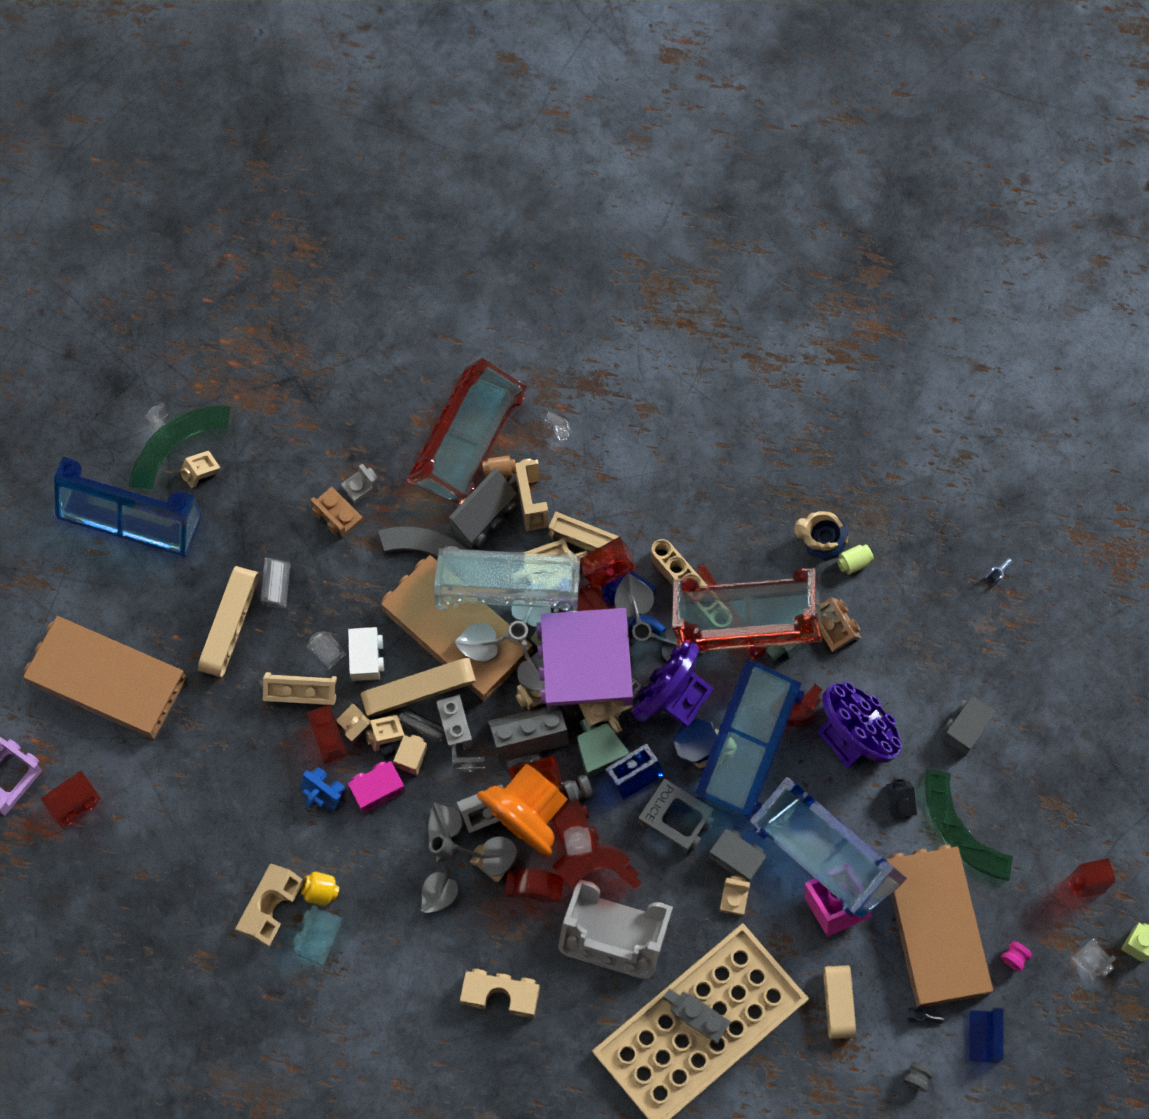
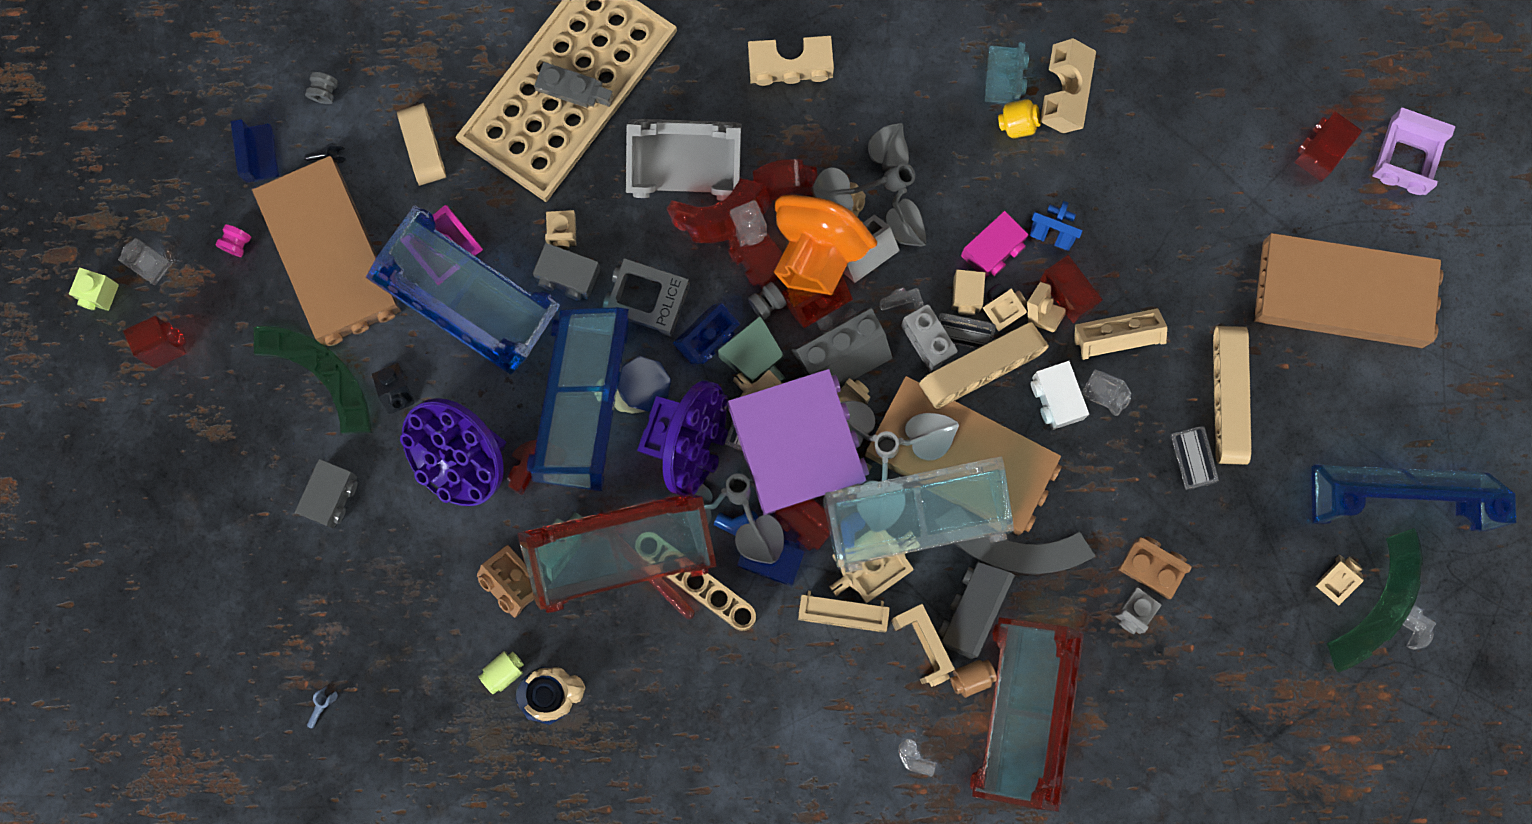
camera: 165 degrees right, 10 degrees up
(607, 563) = (803, 572): clear red brick -> none

